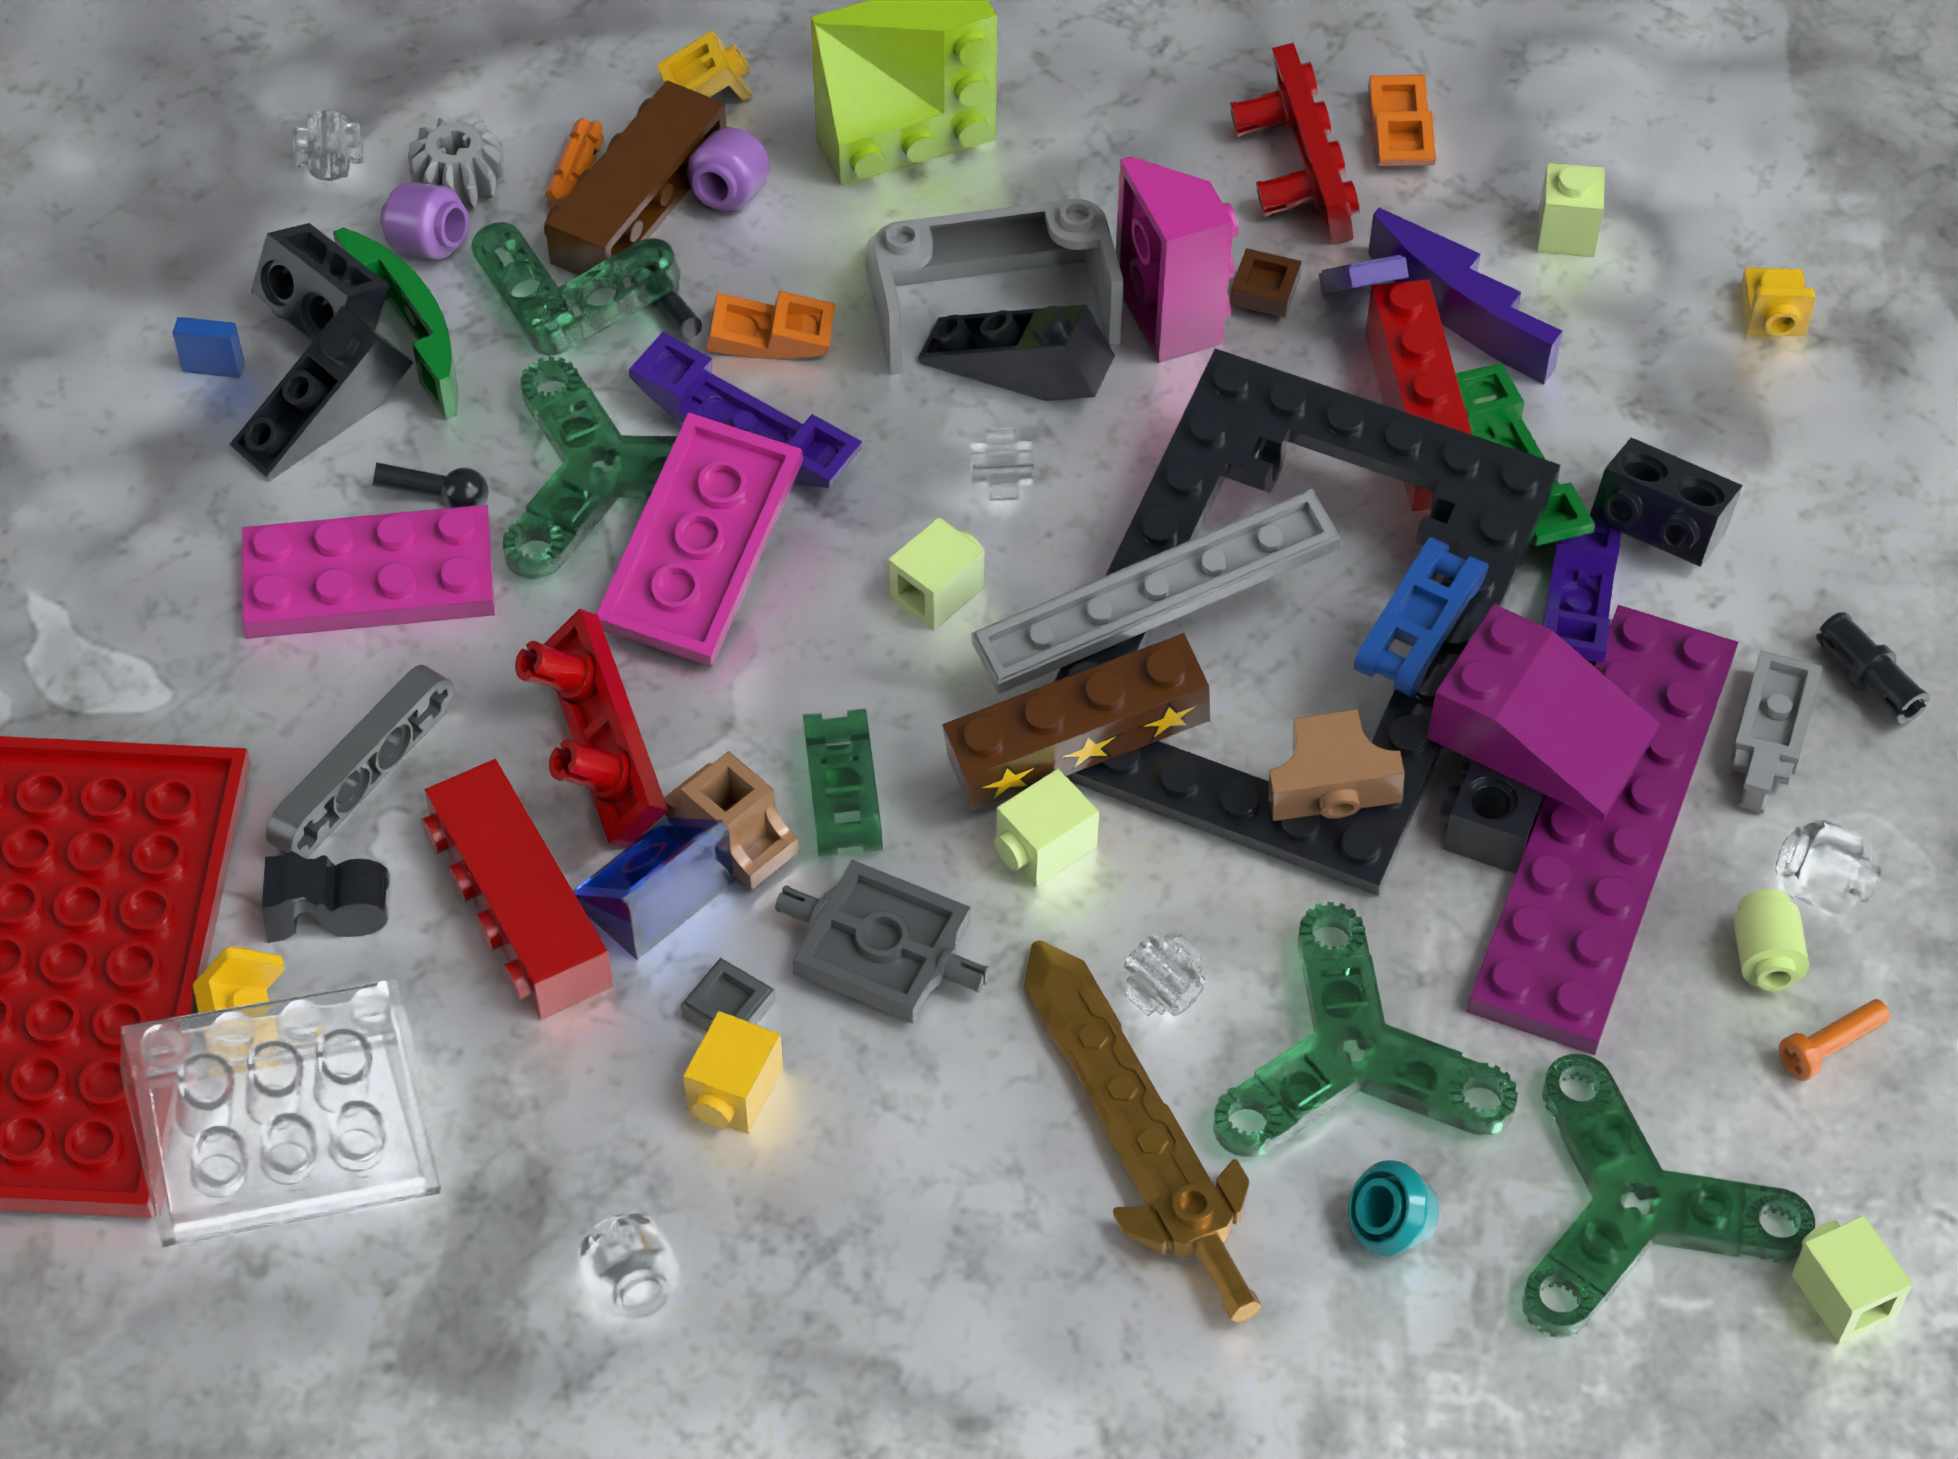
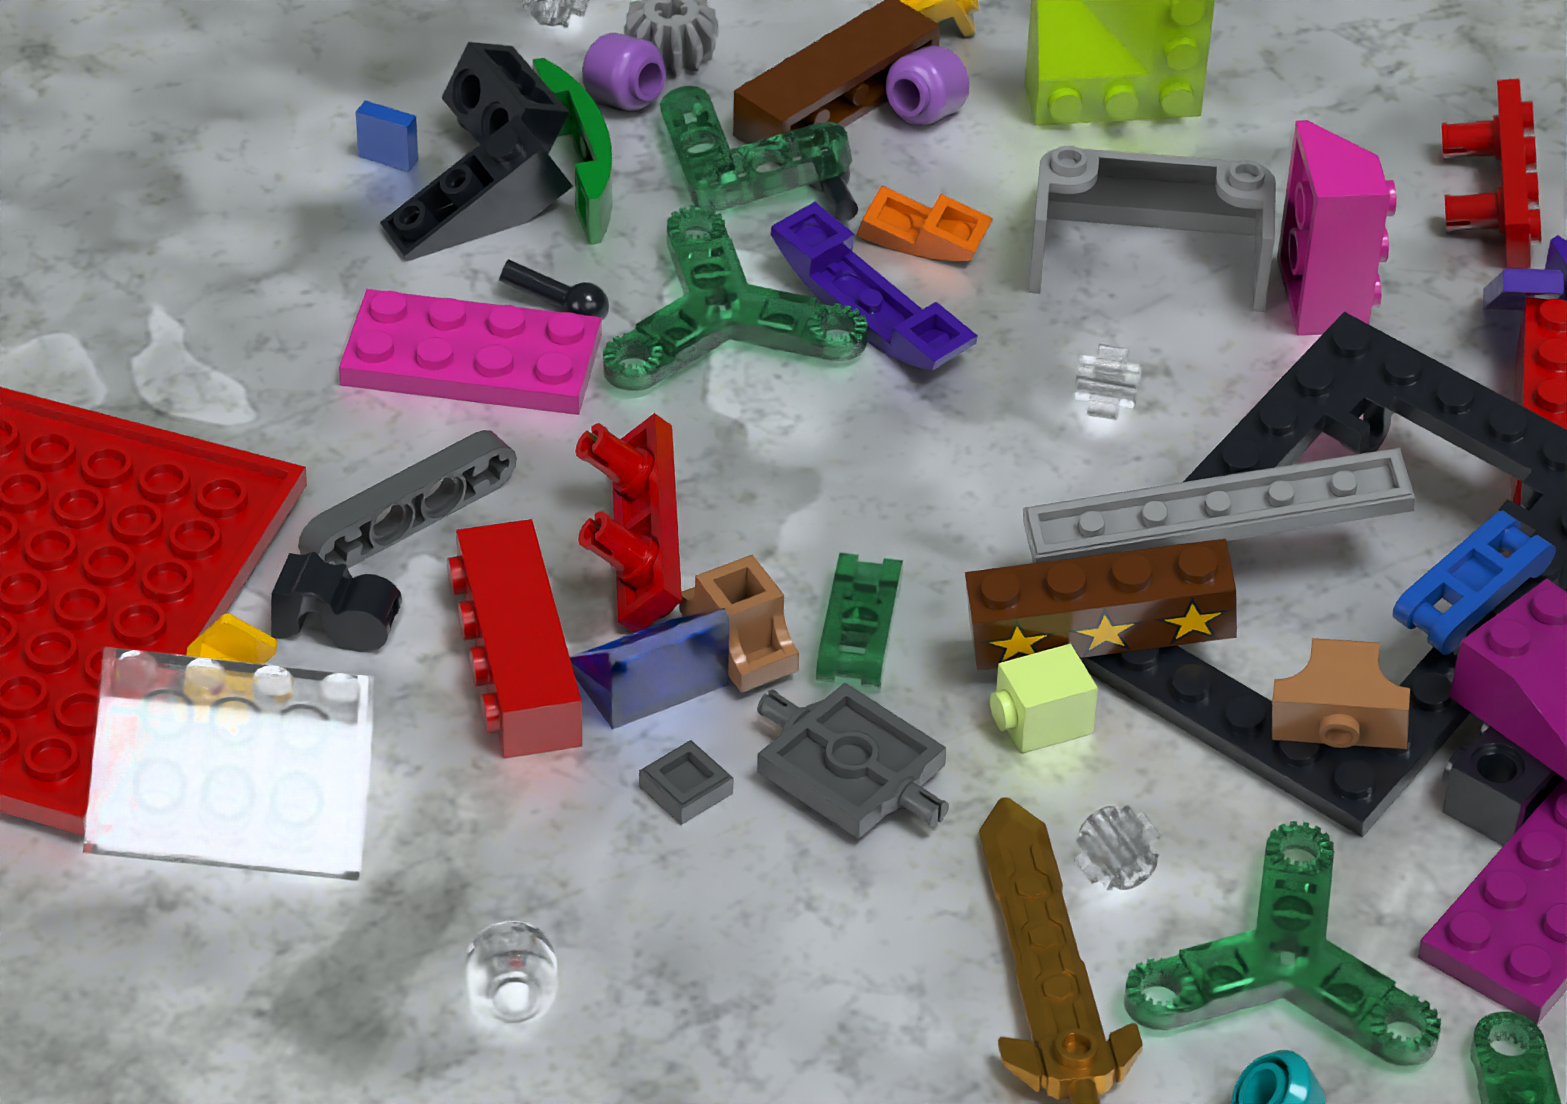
camera: 15 degrees right, 10 degrees down
(574, 160) = (797, 37): orange axle -> none
(699, 539) = (791, 383): dark pink plate -> none
(732, 1073) = (668, 836): yellow brick -> none
(936, 573) = (1012, 461): yellowish green brick -> none
(1026, 351) = (1170, 295): black slope -> none
(1265, 282) = (1425, 284): reddish brown plate -> none

